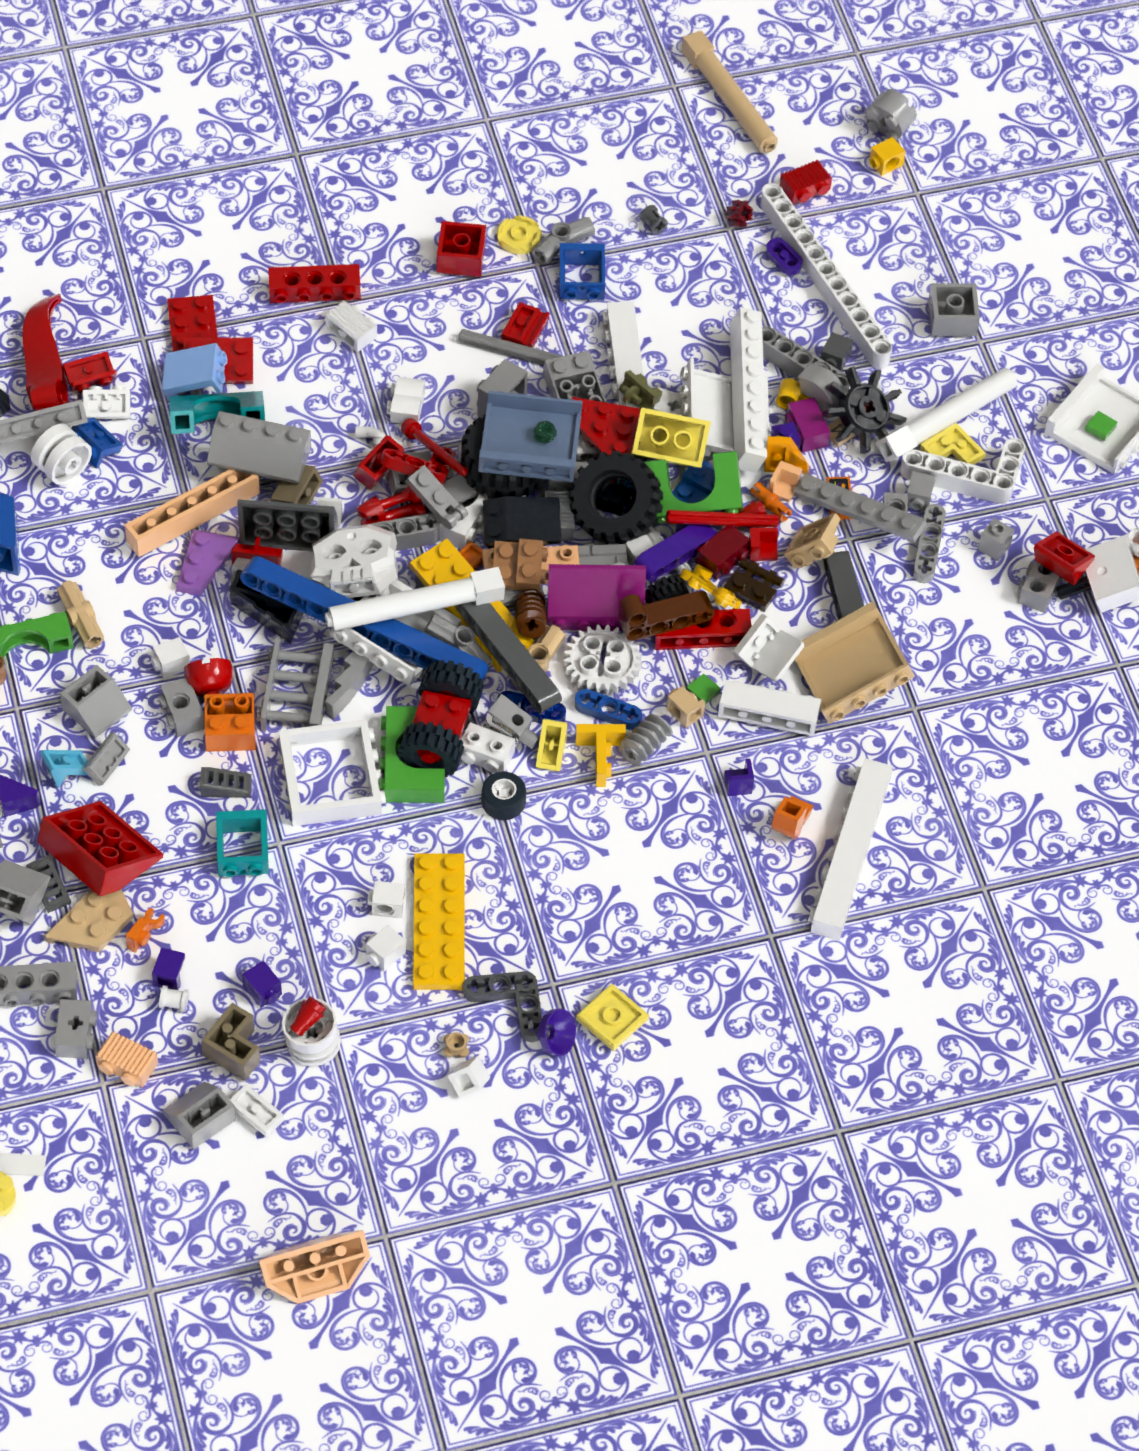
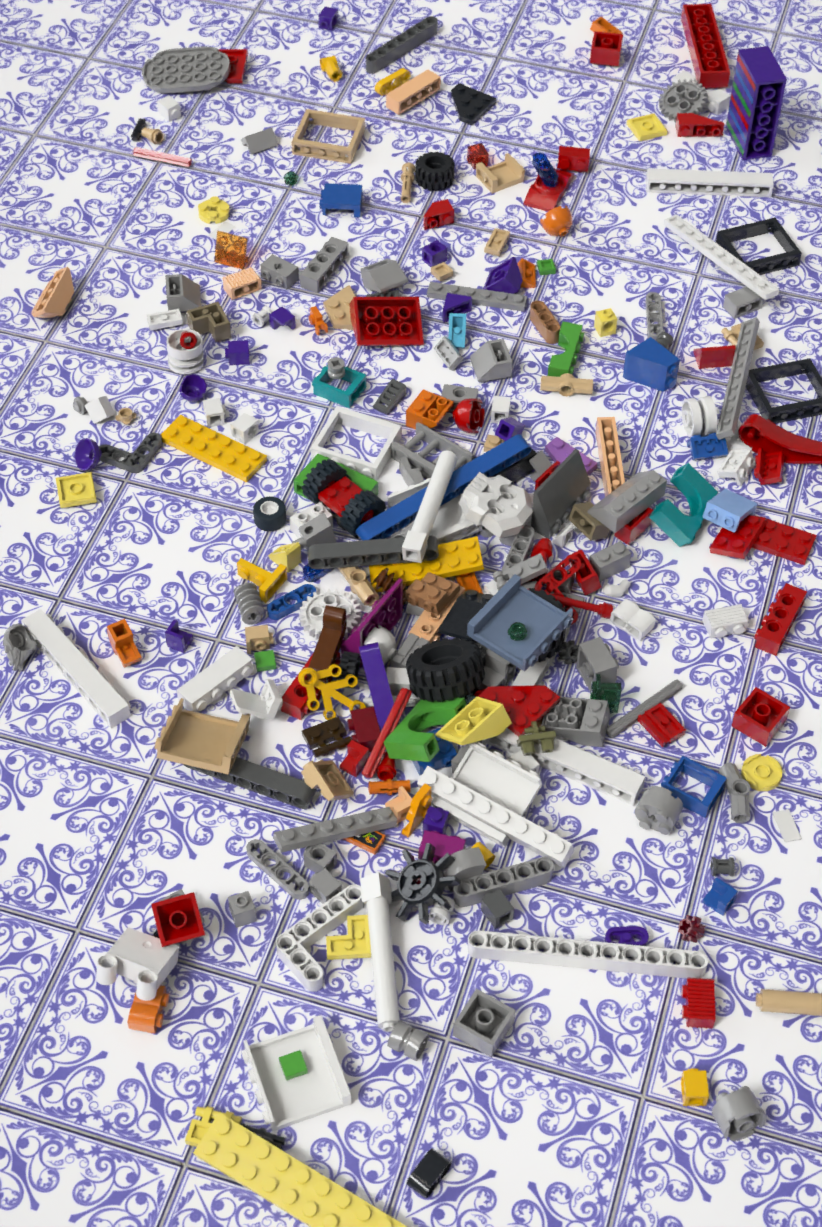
camera: 125 degrees right, 5 degrees down
(77, 1105) = (231, 250): none -> clear orange hinge
(204, 627) = (508, 428): none -> dark purple brick
(229, 643) = (491, 442): none -> tan plate
(233, 842) = (336, 368): none -> light grey wheel
(340, 450) = (610, 560): none -> light grey brick
(363, 992) = (193, 388): none -> dark purple hair
(476, 1104) = (79, 404): none -> light grey plate
(536, 366) = (606, 691): none -> clear green bracket
(564, 198) = (786, 825): none -> white sticker
(637, 278) = (658, 810): none -> light grey brick
(688, 208) = (720, 896): none -> blue panel
(869, 917) = (18, 645): none -> light grey hair
(1013, 353) = (409, 1041): none -> light grey wheel
(1107, 290) = (429, 1173): none -> black beam

